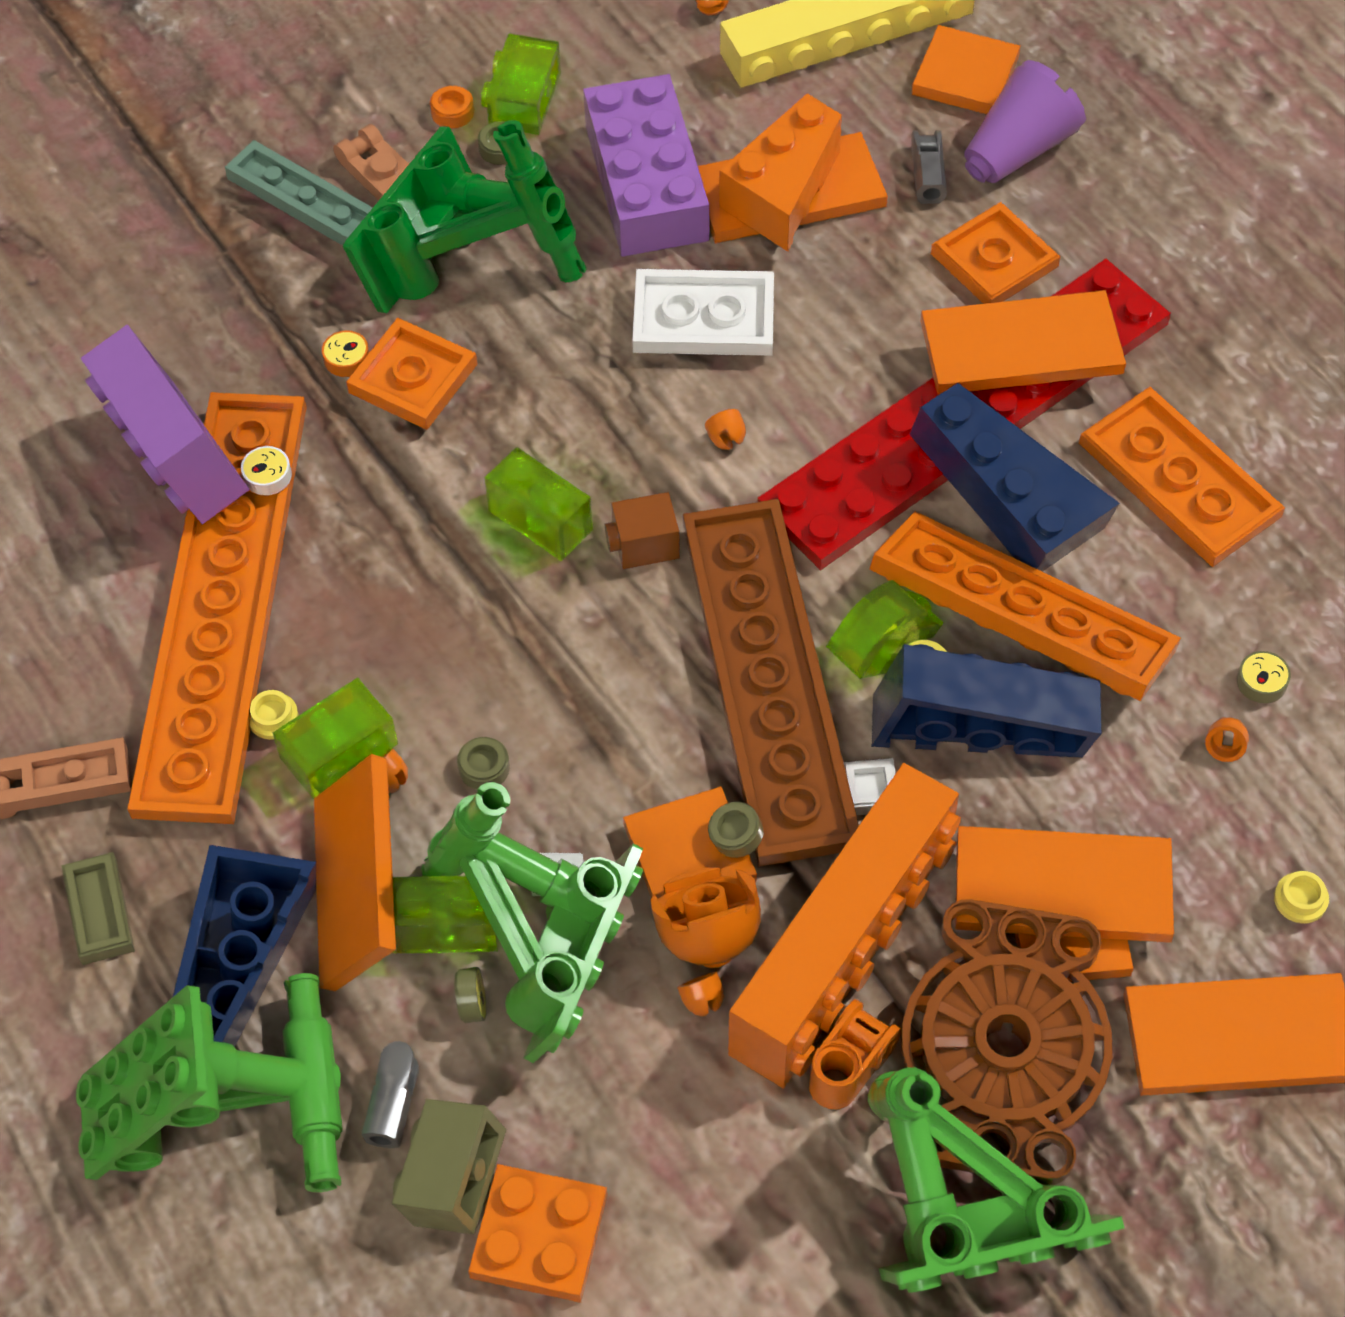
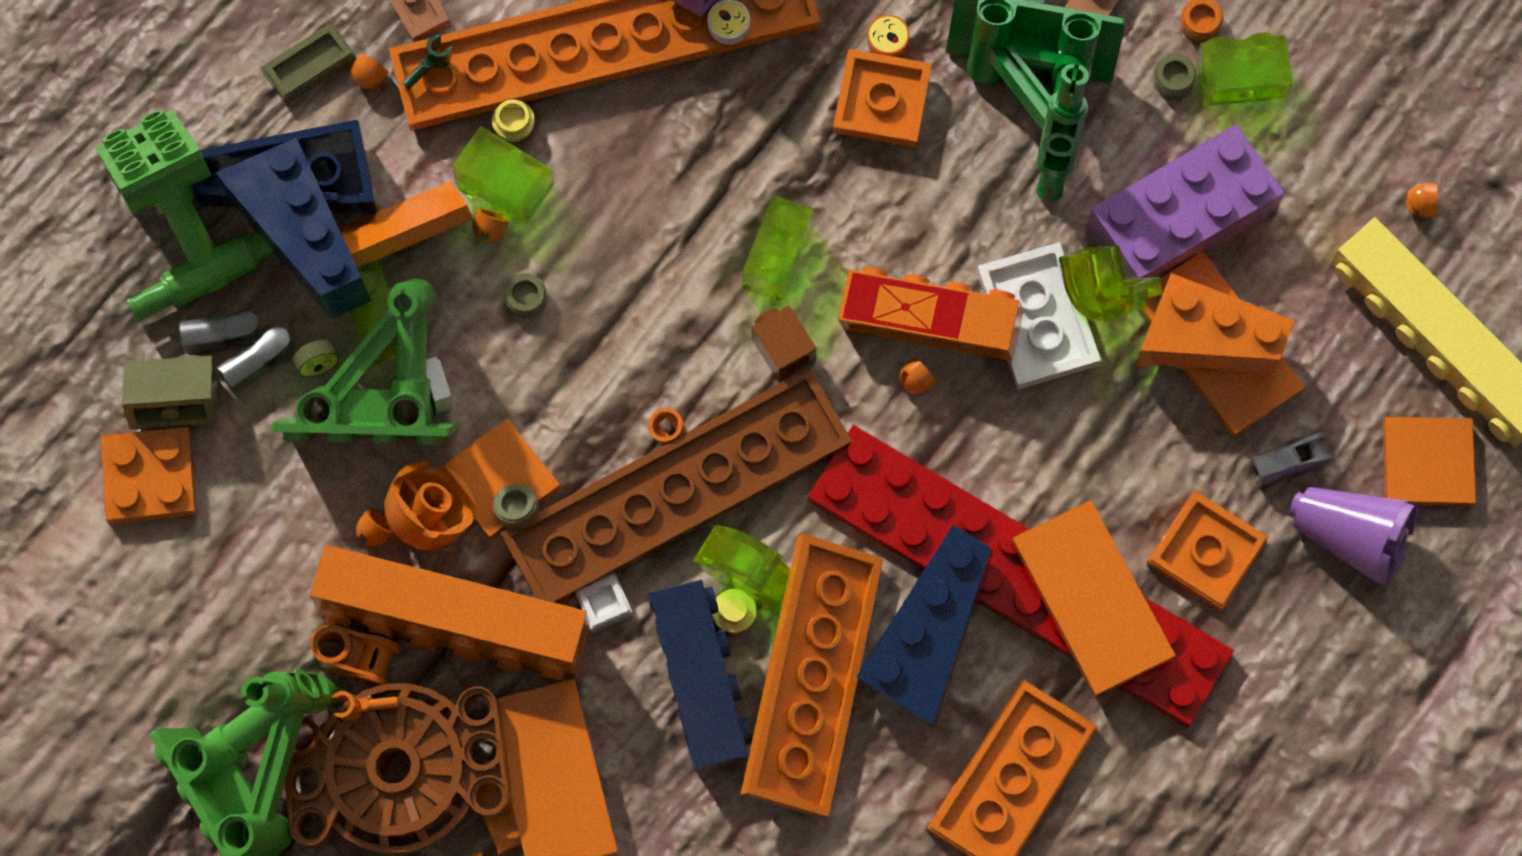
camera: 70 degrees right, 15 degrees up
(141, 843) = (367, 72): none -> orange hinge
(166, 763) = (432, 59): none -> dark green hand
(323, 922) = (292, 216): none -> dark blue wedge
(442, 1059) = (256, 359): none -> flat silver bar
(670, 388) = (931, 313): none -> orange brick
(692, 655) = (673, 418): none -> orange hinge
(703, 245) = (1098, 284): none -> clear neon green brick
(928, 1038) = (358, 705): none -> orange hand

